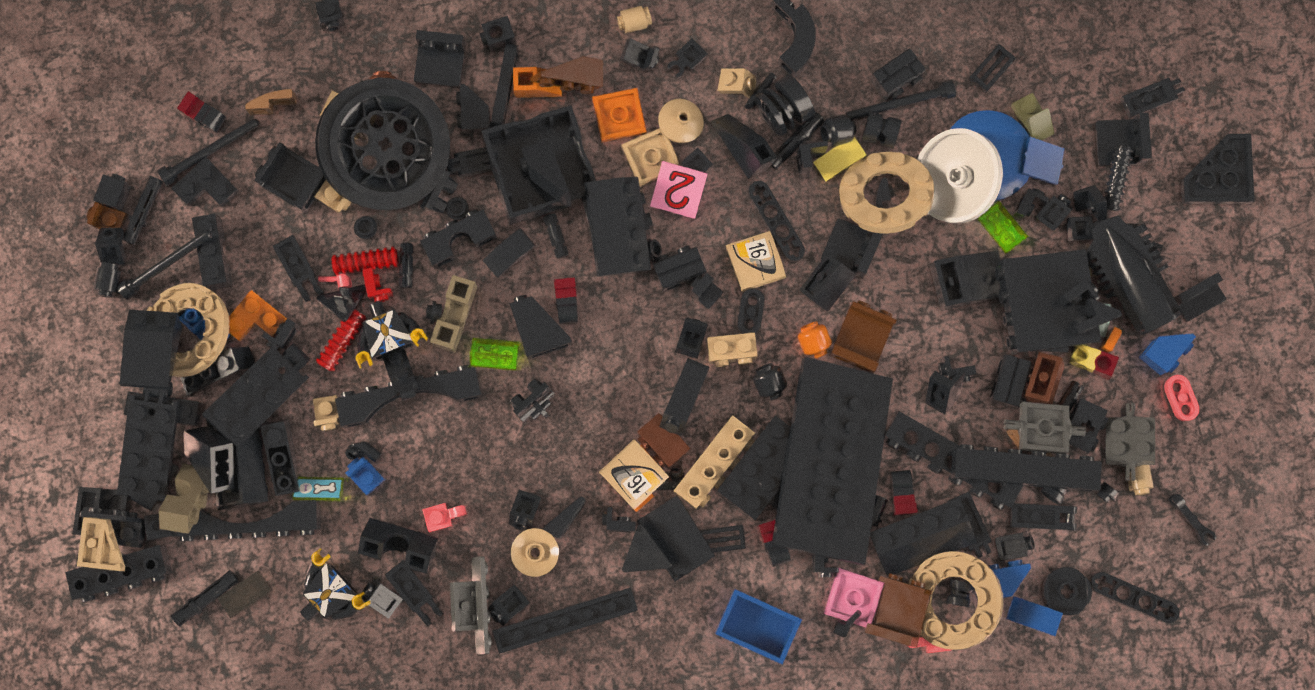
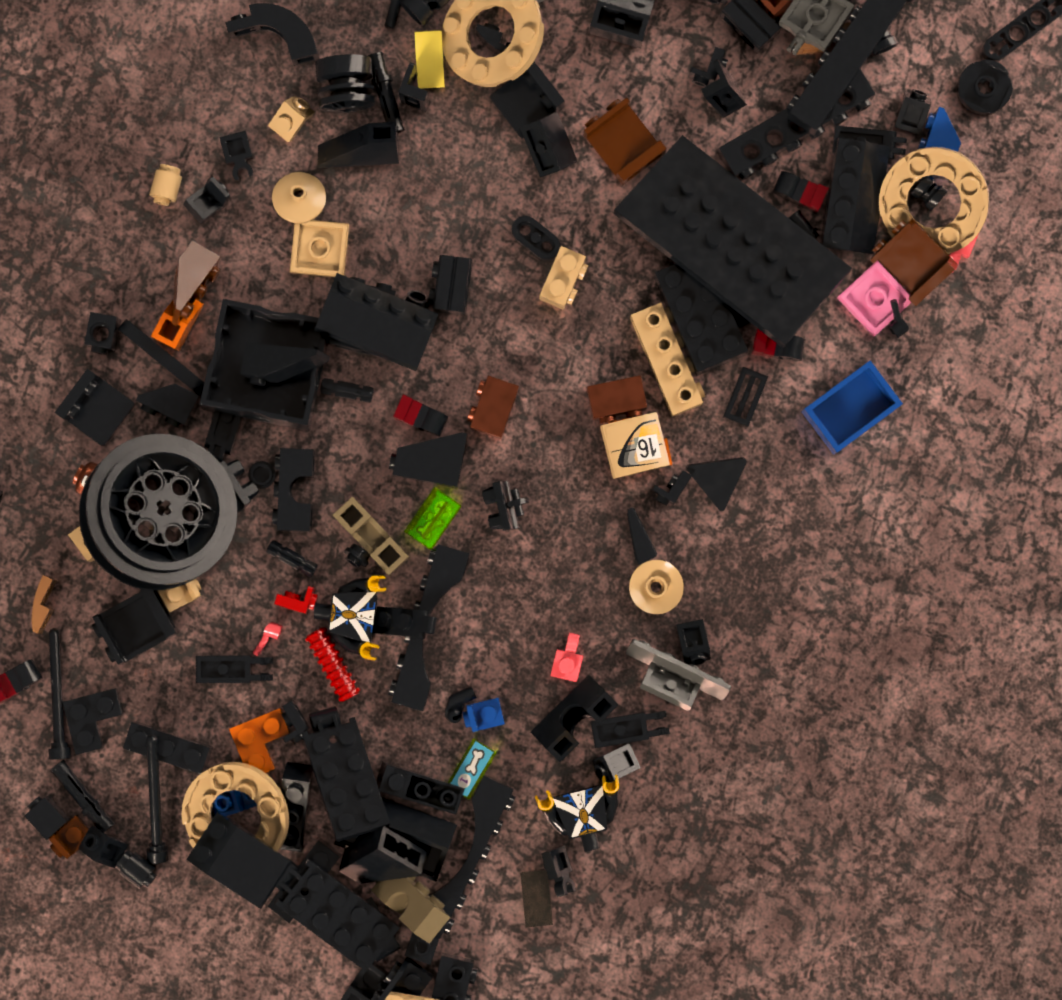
camera: 60 degrees left, 5 degrees up
(203, 599) = (519, 945): black pin -> none
(276, 597) = (558, 868): none -> black plate
(326, 413) = (398, 719): tan bracket -> none
(342, 302) = (293, 642): black piece -> none
(364, 260) = (264, 597): red piece -> none
(365, 227) = (229, 578): black plate -> none
(509, 252) = (338, 447): black slope -> none
(524, 510) = (608, 574): black bracket -> none
(565, 620) = (739, 594): black plate -> none
(604, 351) = (493, 407): none -> copper brick
(619, 115) = (257, 256): orange tile -> none
(675, 477) = (658, 404): black arm -> none
(677, 537) = (719, 437): black piece -> none
(678, 189) = (370, 239): bright pink tile -> none
(684, 397) = (587, 352): black slope -> none
(691, 337) = (529, 312): black bracket -> none
(697, 161) = (353, 206): black plate -> none
(705, 291) = (489, 270): black bracket -> none
(756, 261) = (487, 204): tan slope -> none
(768, 81) = (312, 98): black piece -> none
(770, 381) = (616, 258): black head -> none
(779, 220) = (457, 165): black beam -> none
(814, 339) = (599, 190): orange head -> none
(818, 567) = (826, 315): black bracket -> none
(838, 130) = (400, 44): black head -> none
(1034, 616) = (991, 132): blue slope -> none
(1042, 517) = (900, 68): black plate -> none

